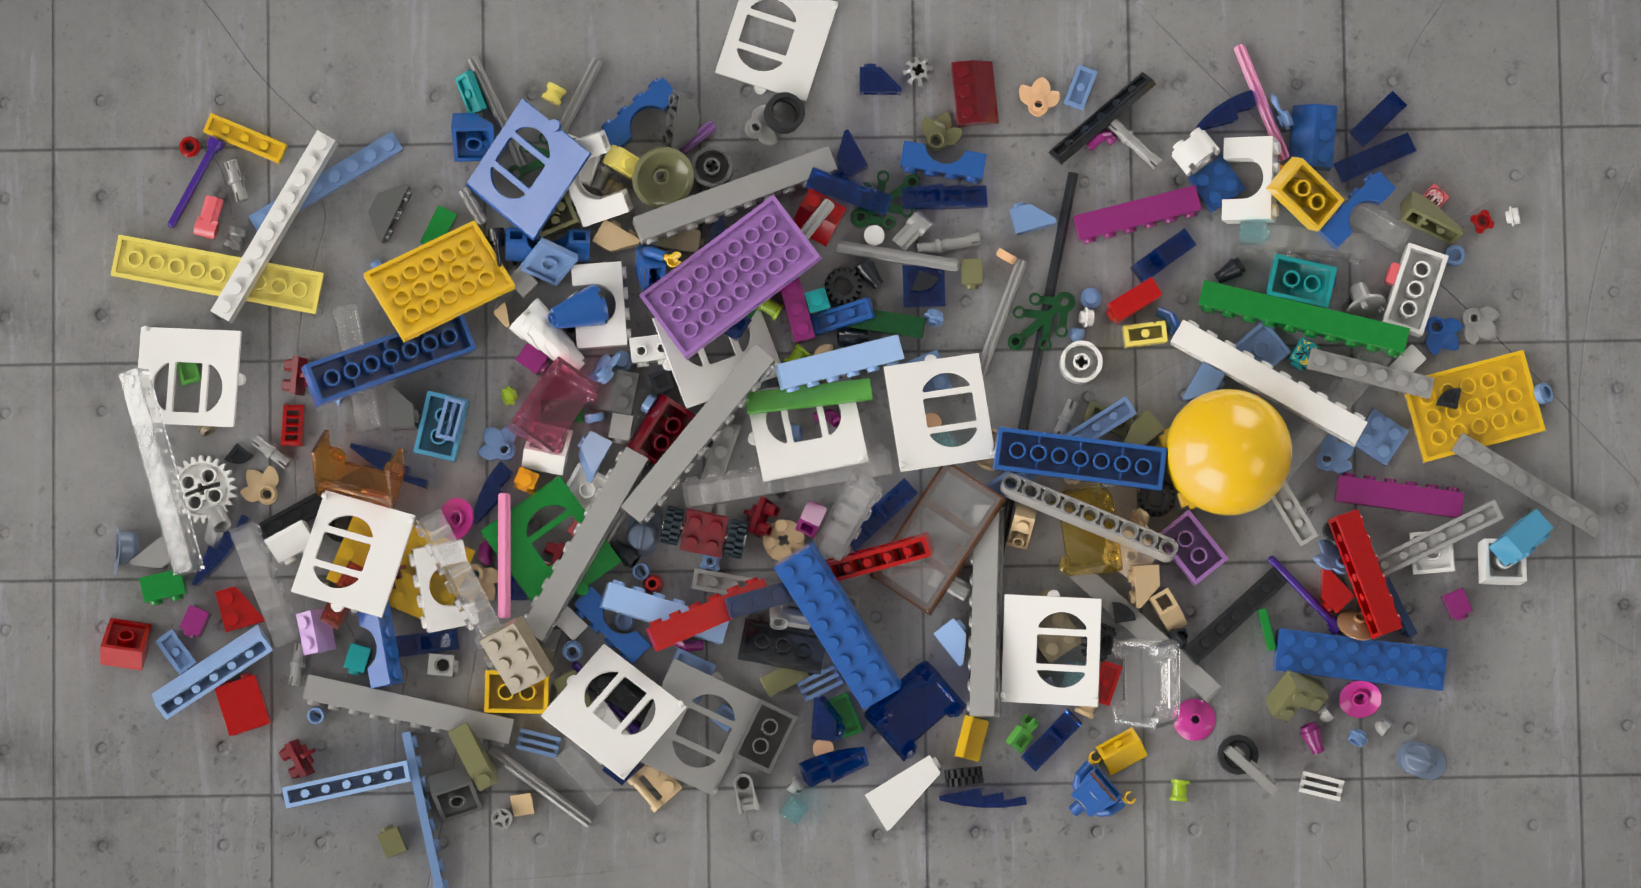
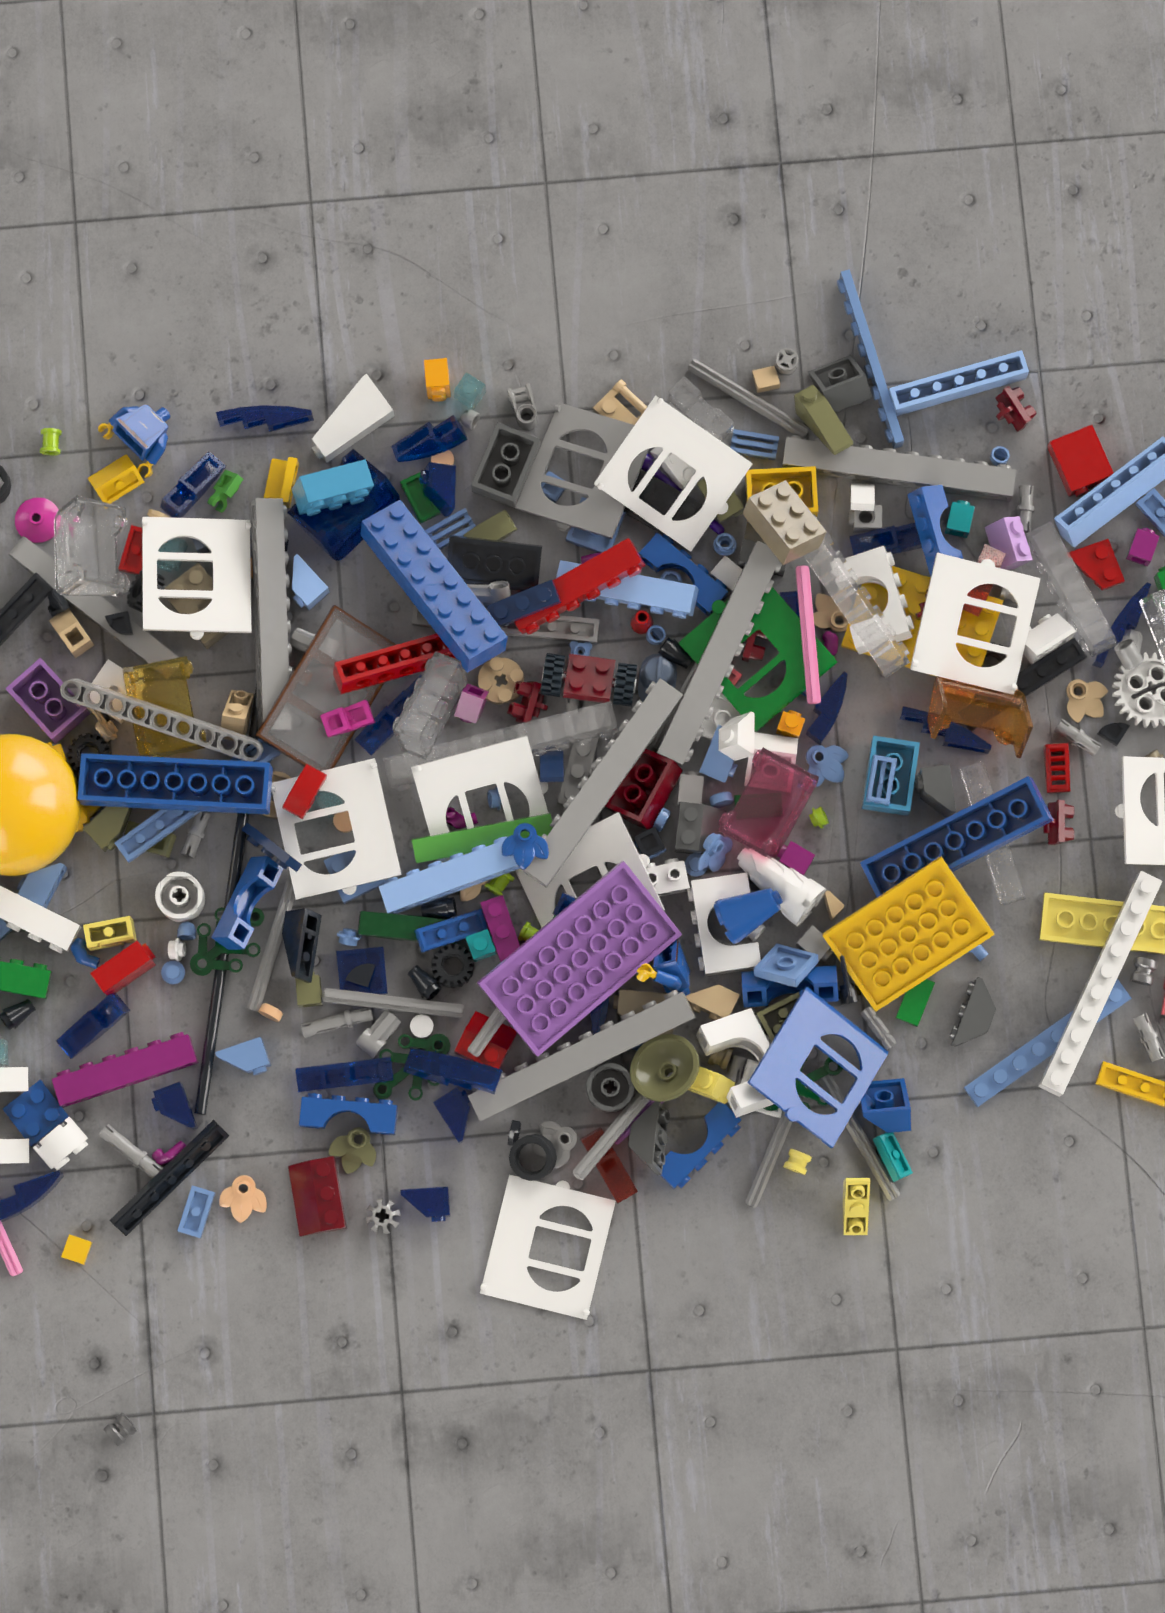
camera: 175 degrees right, 5 degrees down
(392, 841) = (903, 328): olive brick -> none
(444, 683) = (862, 497): none -> white slope
(459, 516) = (872, 679): dark pink dish -> none
(506, 51) = (856, 1206): none -> light yellow slope
(574, 468) = (737, 737): none -> white slope
(716, 122) = (610, 1136): none -> light grey axle
(718, 103) = (611, 1169): none -> clear red slope
(743, 454) = (552, 767): none -> dark blue slope
(771, 376) = (525, 848): none -> blue plate
(798, 137) = (514, 1132): none -> black tile
(822, 820) = (437, 379): none -> light orange brick
(923, 510) = (347, 719): none -> dark pink slope
(923, 721) = (332, 488): none -> dark azure brick
(963, 776) = (286, 437): black tyre -> none
(964, 445) = (304, 791): none -> red slope
(975, 317) = (300, 940): none -> black slope
(998, 398) = (270, 848): none -> dark blue plate
(1033, 331) = (257, 879): none -> blue arch
(1094, 180) = (174, 1104): none -> clear blue slope
(1144, 582) = (98, 658): tan slope -> none
(1186, 63) = (76, 1249): none -> yellow tile

